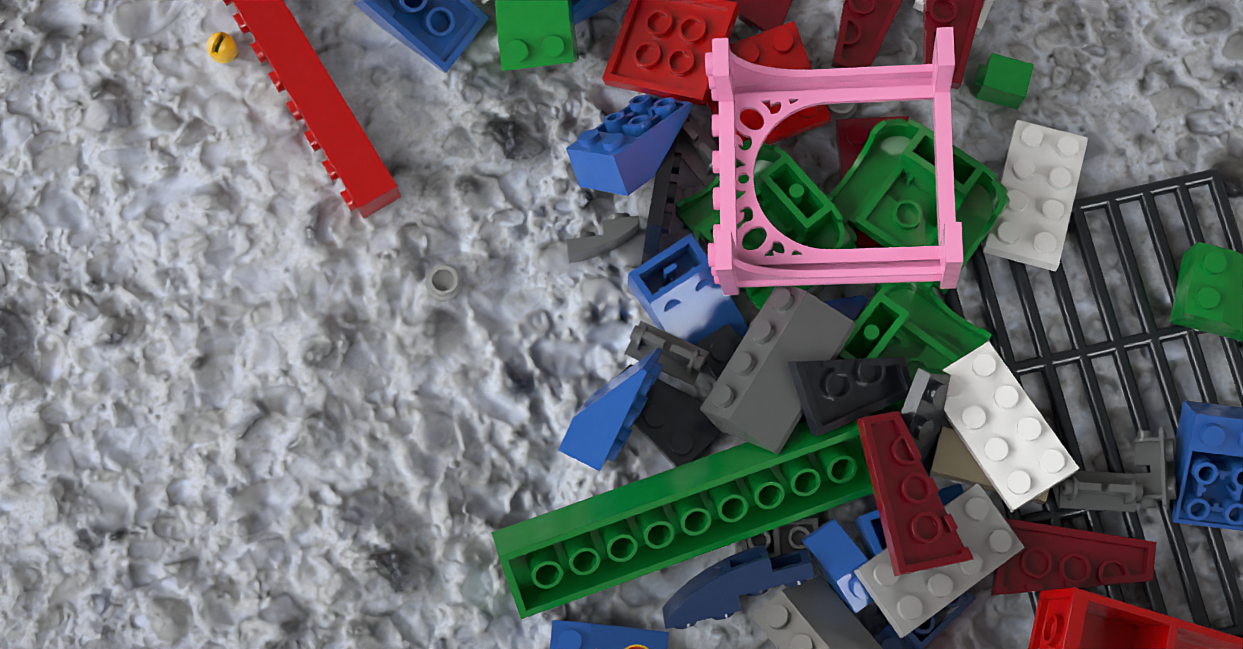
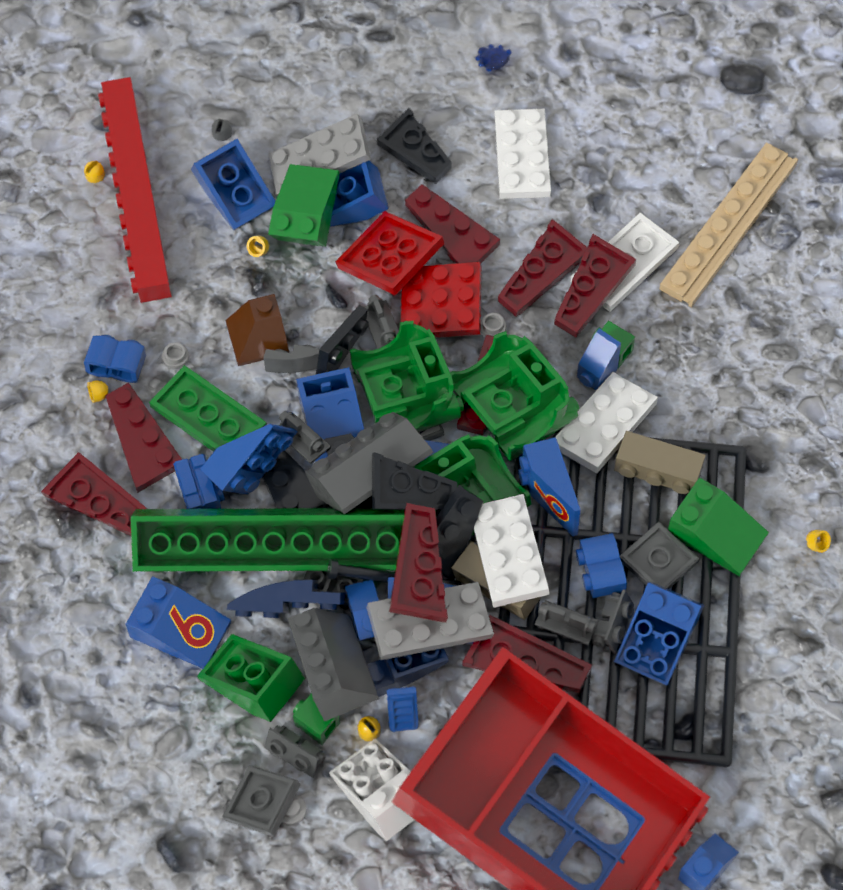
camera: 25 degrees right, 15 degrees down
(361, 368) = (97, 390): none -> yellow hinge
(366, 315) = (115, 358): none -> blue brick
(421, 520) = (93, 493): none -> dark red wing
(452, 421) = (143, 442): none -> dark red wing
(487, 92) = (257, 250): none -> yellow hinge
(522, 354) = (204, 410): none -> green plate
(539, 212) = (256, 328): none -> reddish brown slope
(554, 471) = (196, 486): none -> blue brick
(628, 144) = (331, 304): blue slope -> none
(745, 86) = (420, 281): bright pink arch -> none
(789, 528) = (335, 569): none -> black bar
(1000, 113) = (599, 360): none -> blue slope
(1015, 311) = (550, 483): none -> blue slope
(1114, 399) = (602, 565): none -> blue brick
(1131, 232) = (658, 462): none -> dark tan brick
(1175, 362) = (659, 557): none -> dark grey tile

